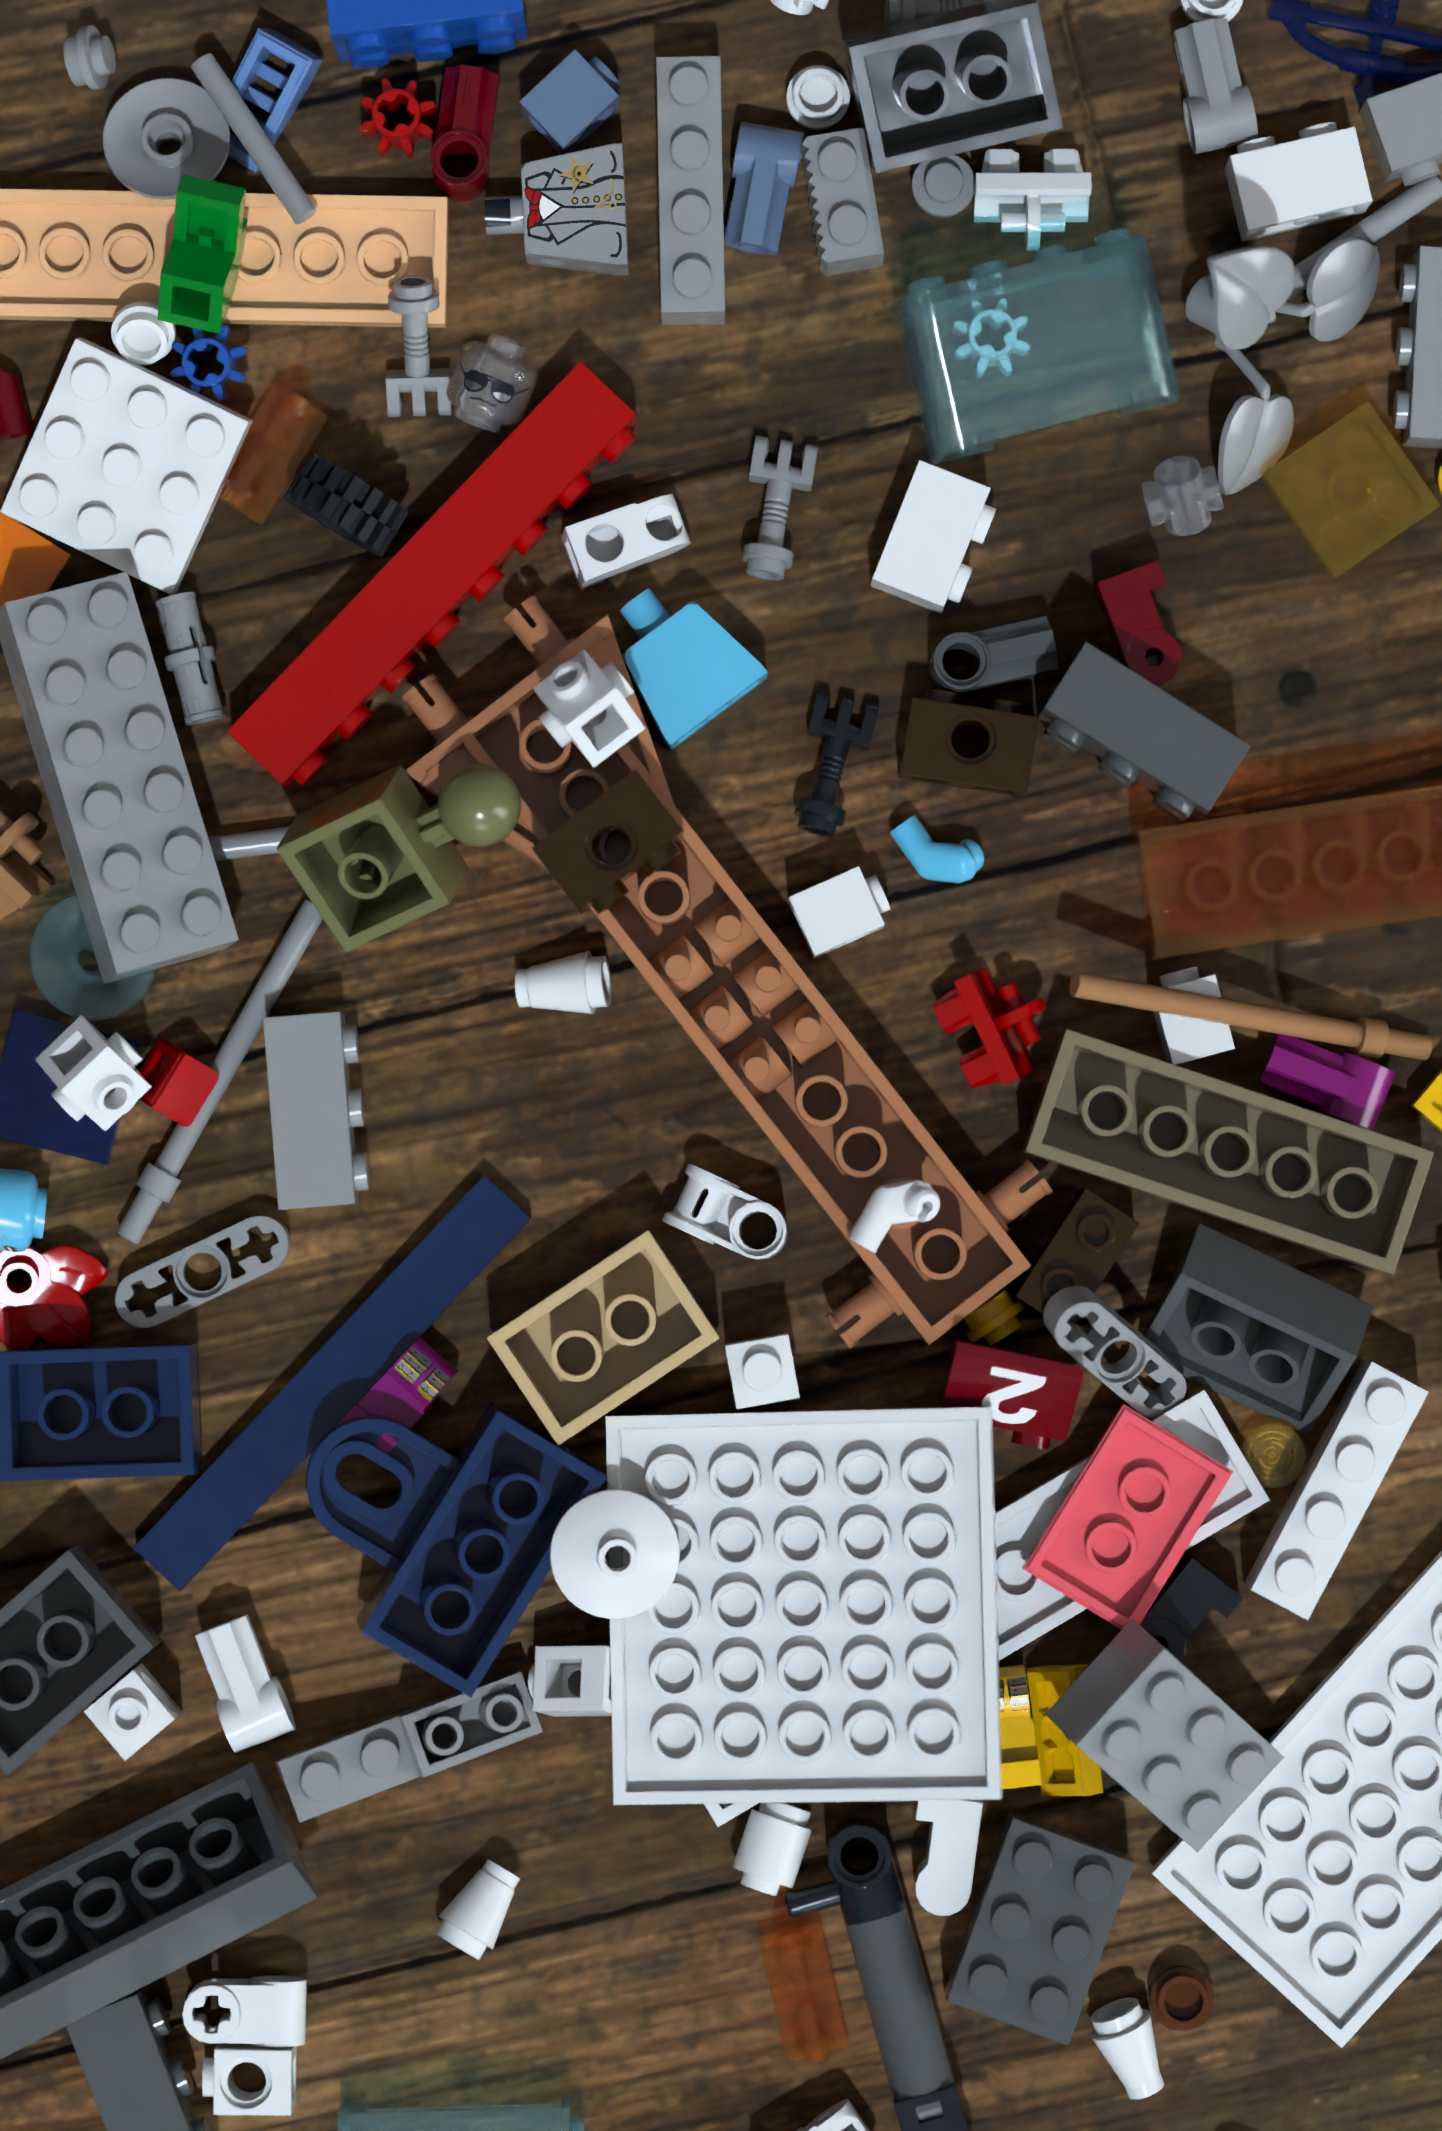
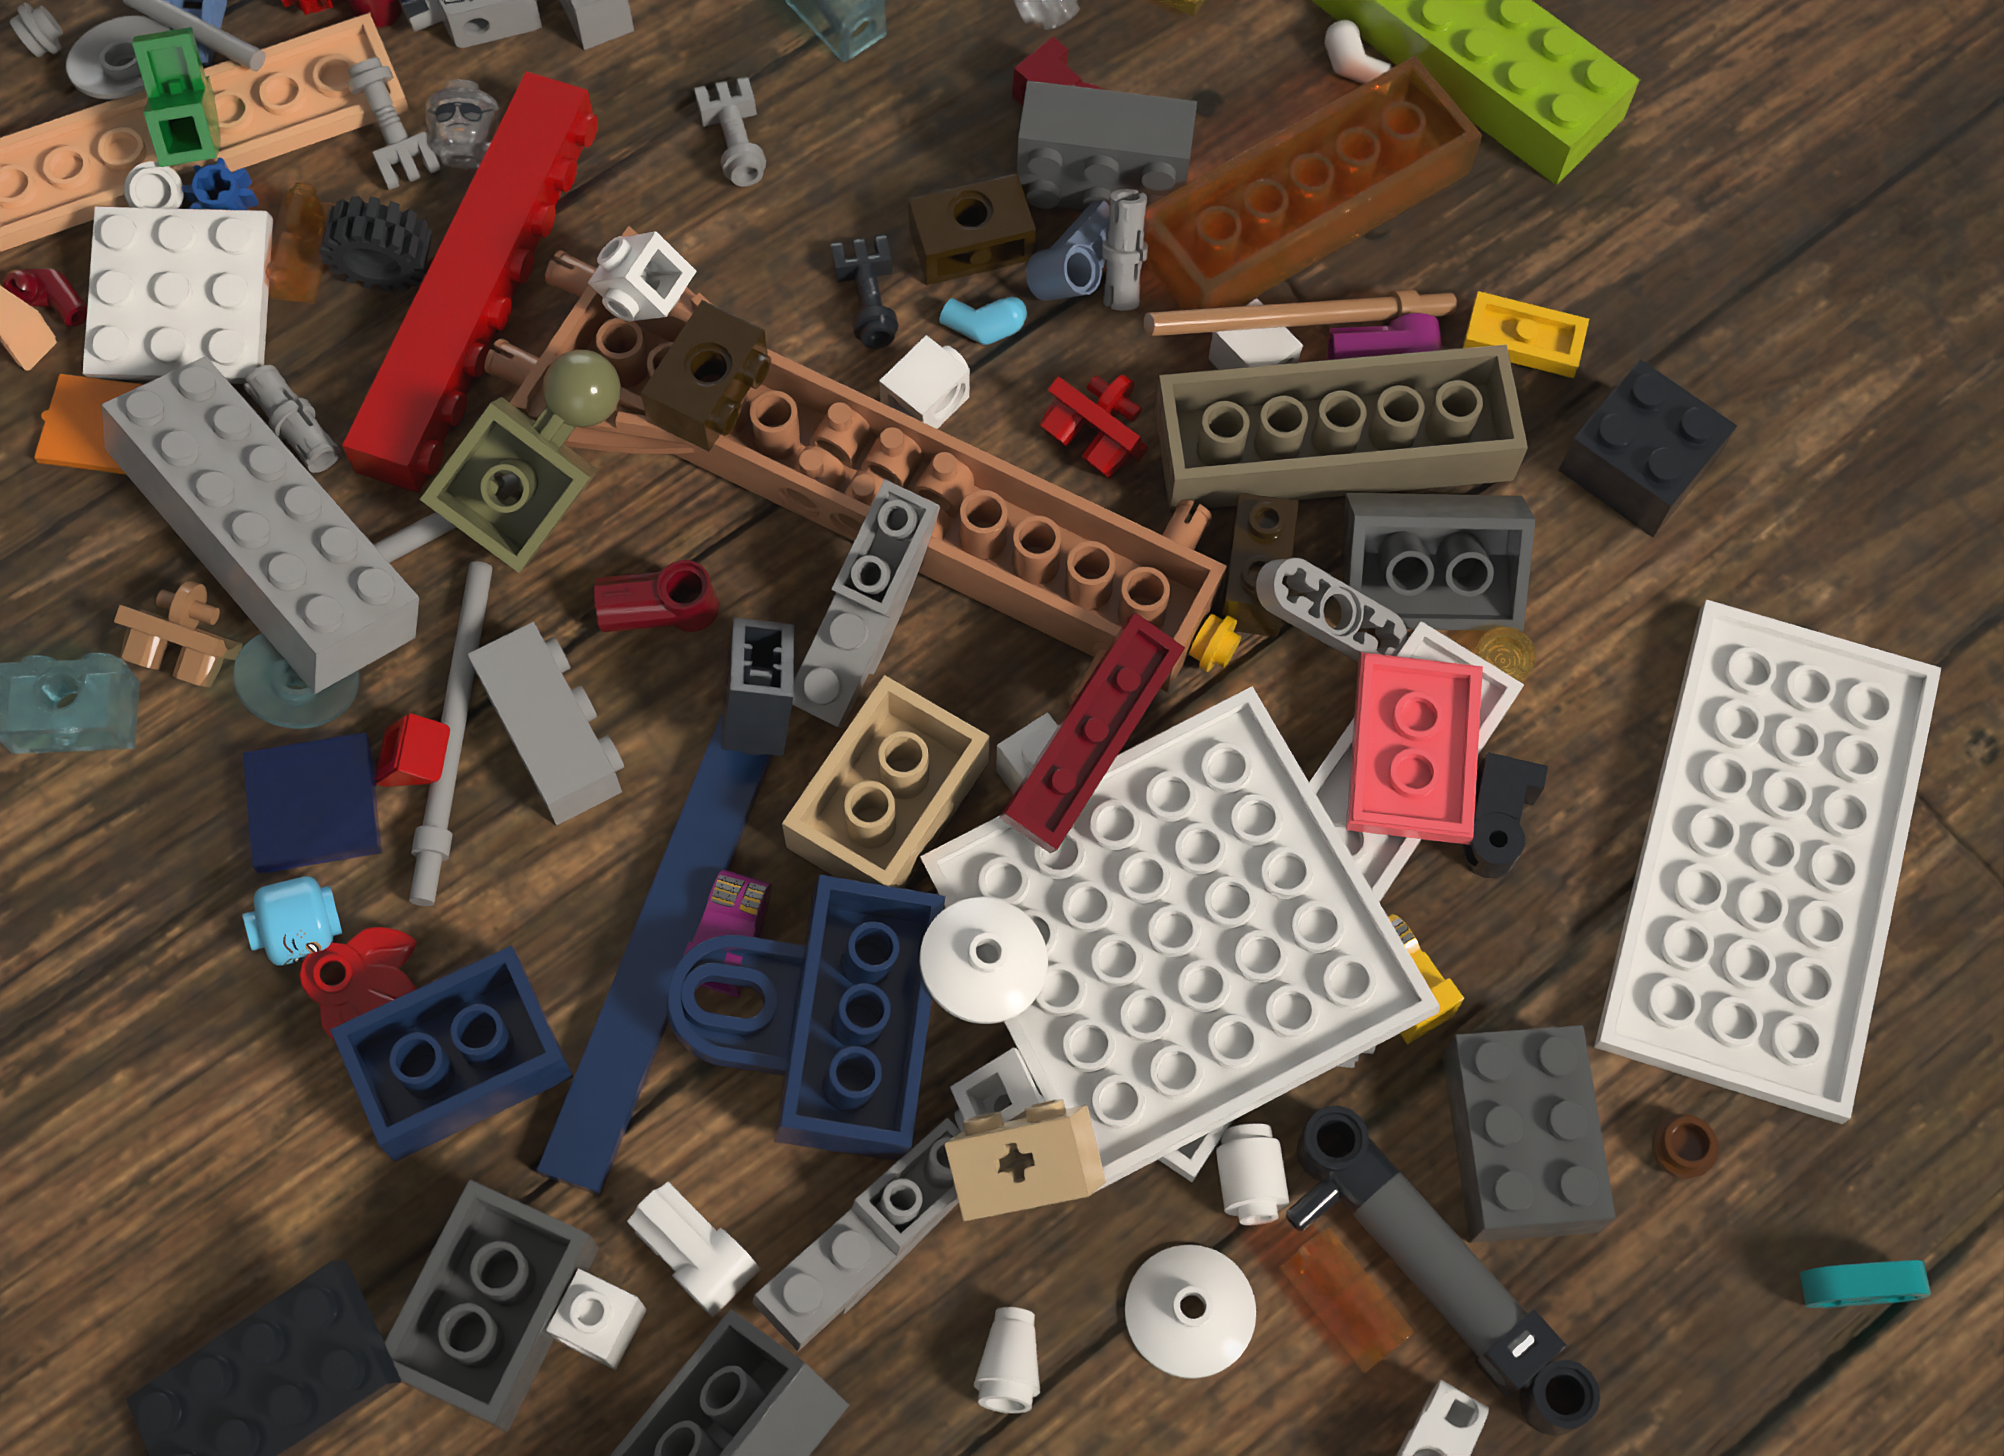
camera: 30 degrees left, 20 degrees down
(93, 1073) = (331, 757): white brick -> none
(153, 1277) = (502, 875): light grey beam -> none
(464, 1024) = (650, 599): none -> dark red piece
(525, 1180) = (758, 687): none -> black brick
(564, 1761) = (996, 1183): none -> tan brick
(566, 984) = (723, 535): white cone -> none
(624, 539) = (618, 193): white leg -> none
(662, 1140) = (866, 603): none -> light grey slope
(667, 1901) = (1184, 1344): none -> white dish
(685, 666) = (728, 250): medium azure torso -> none
(722, 1214) = (945, 654): white piece -> none
(815, 1386) = (1092, 733): none -> dark red plate
(894, 1205) = (1086, 561): white arm -> none
(932, 537) = (867, 98): white brick -> none
(947, 1872) = (1411, 1103): white leg -> none
(998, 654) = (960, 156): dark grey piece -> none
(1025, 1390) = (1275, 657): dark red slope -> none
(1049, 840) = (1075, 260): none -> sand blue piece
(1063, 1765) = (1459, 952): yellow plate -> none
(1107, 857) = (1124, 249): none -> light grey pin
(1128, 2043) = (1662, 1206): white cone -> none
(1164, 1735) = (1548, 902): light grey brick -> none
(1335, 1488) = (1573, 652): white brick -> none

